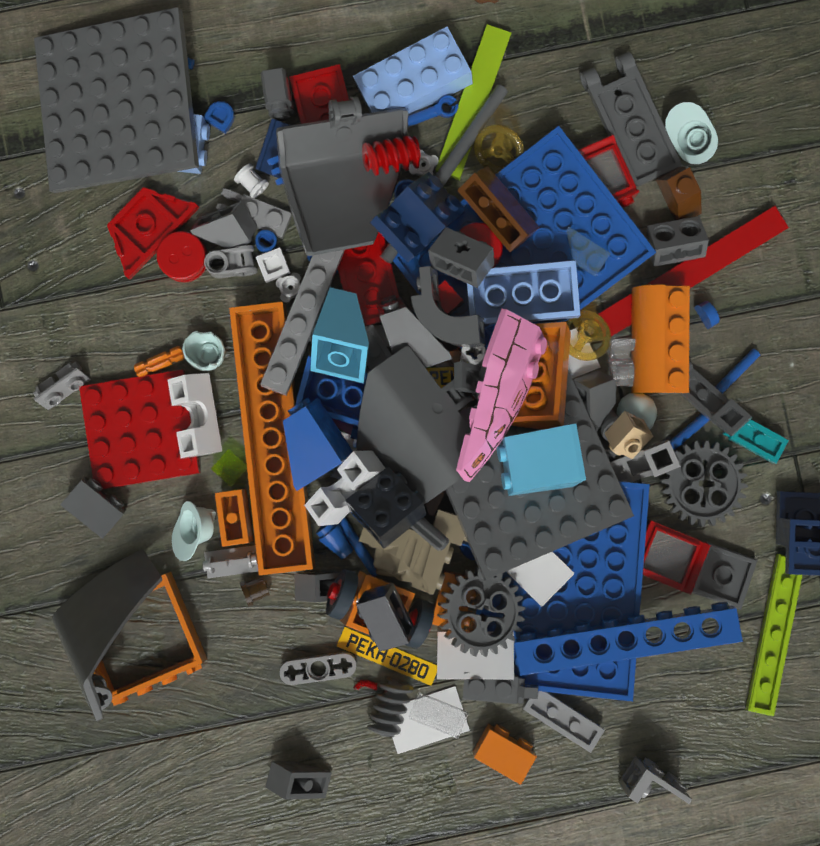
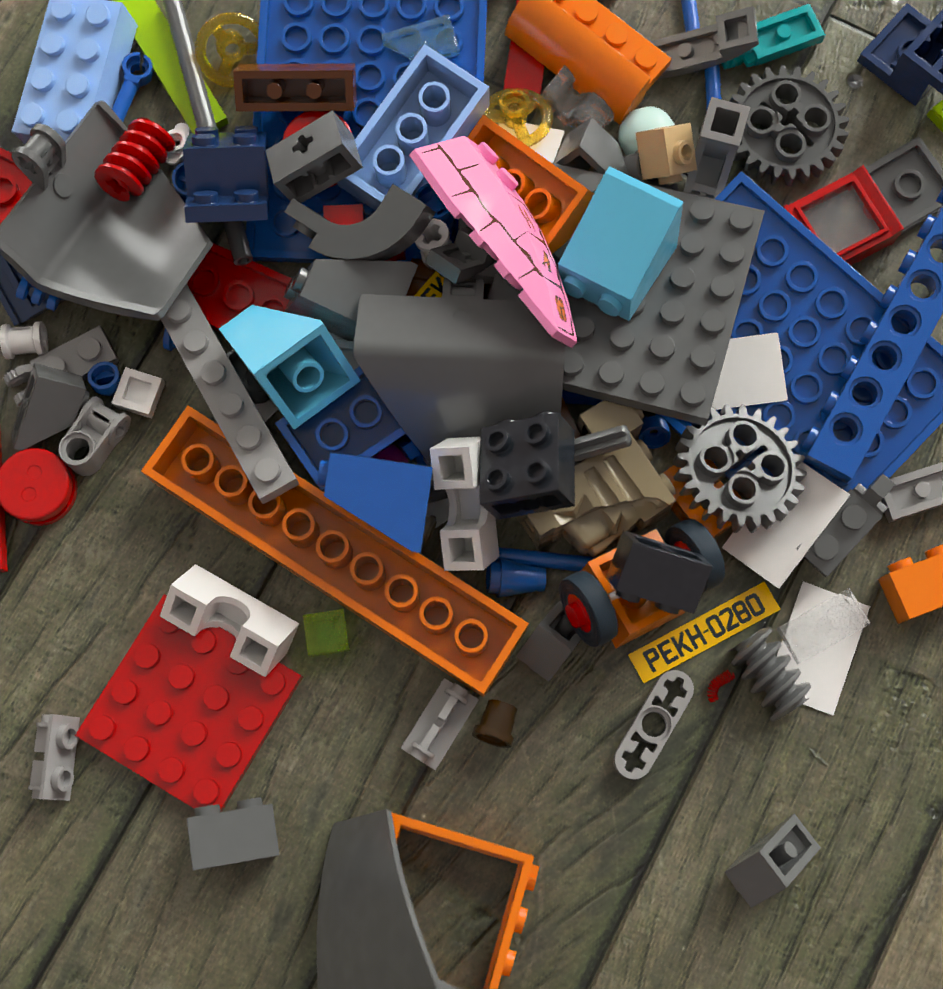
camera: 50 degrees left, 10 degrees down
(159, 361) = (131, 614): orange axle -> none
(191, 529) = (359, 738): light aqua piece -> none
(204, 350) = (165, 549): light aqua hair -> none
(234, 517) = (388, 672): orange brick -> none
(284, 283) = (175, 385): white plate -> none

